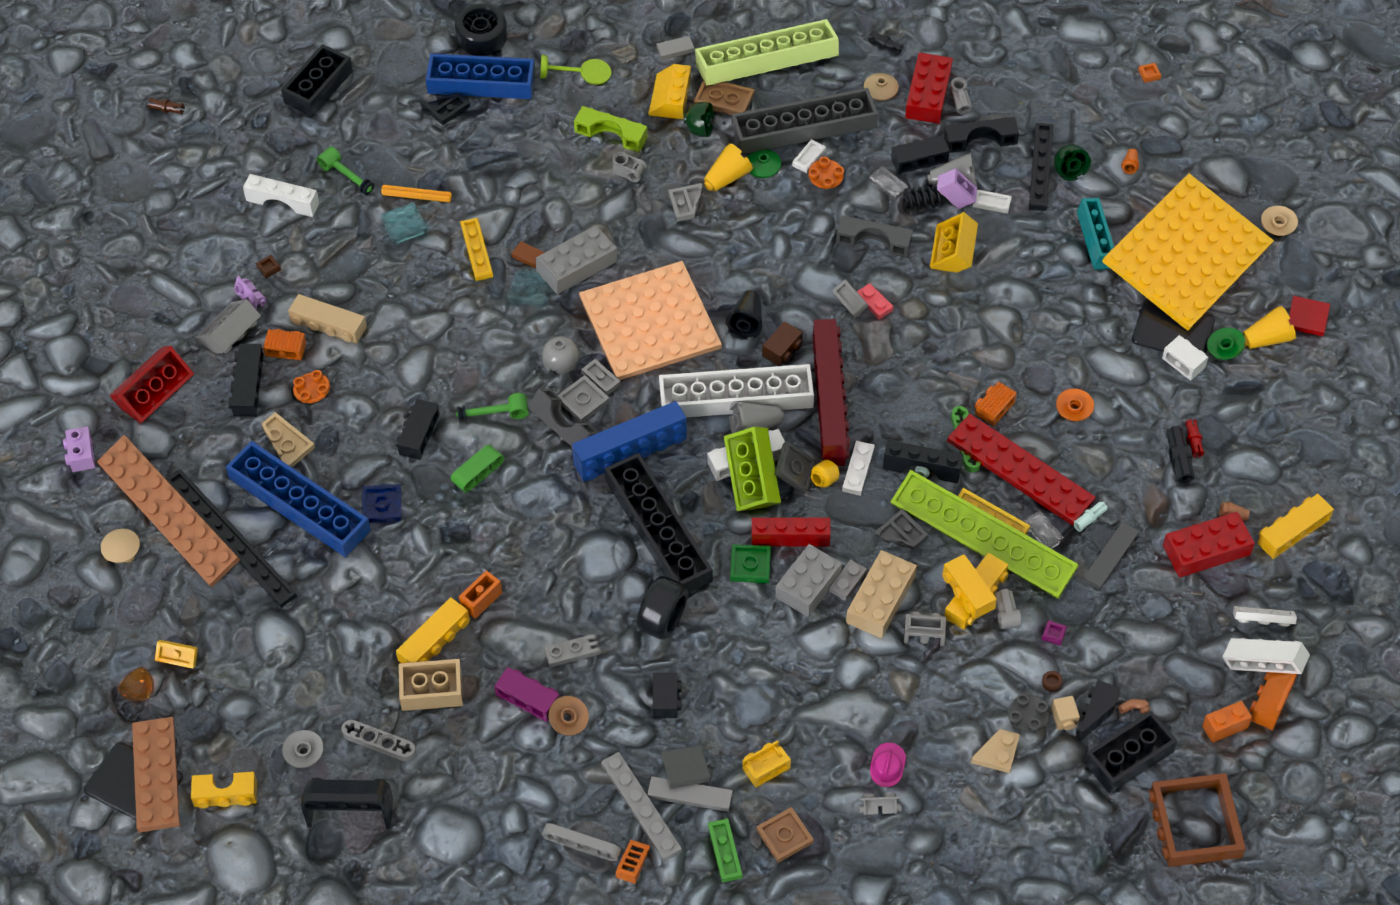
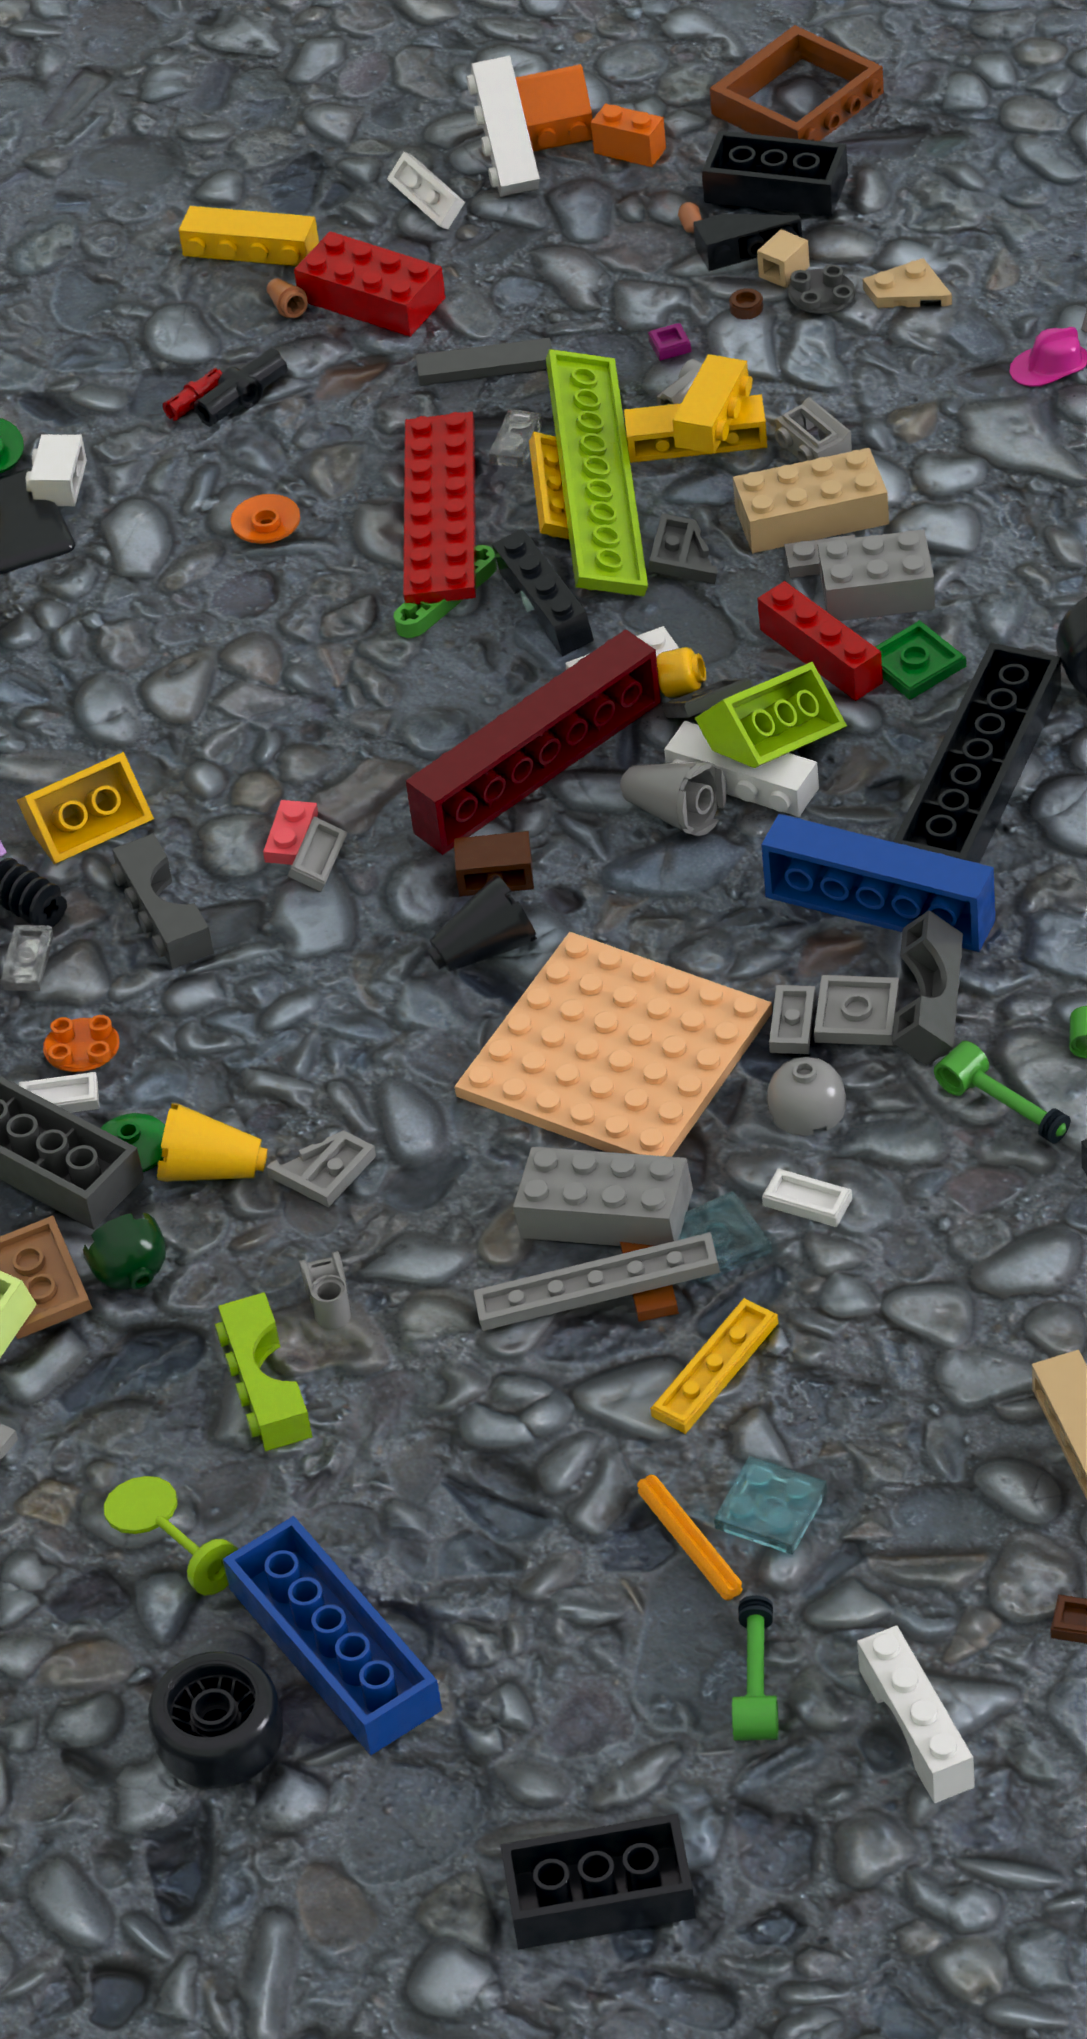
camera: 125 degrees left, 10 degrees down
(446, 107) = (452, 1645): black wing -> none
(517, 324) = (807, 1197): none -> white tile
(542, 234) = (596, 1281): none -> light grey plate
(671, 92) = (93, 1352): yellow slope -> none
(714, 391) = (649, 843): white brick -> none
(995, 403) = (351, 591): orange brick -> none
(1090, 516) = (442, 406): light aqua axle -> none

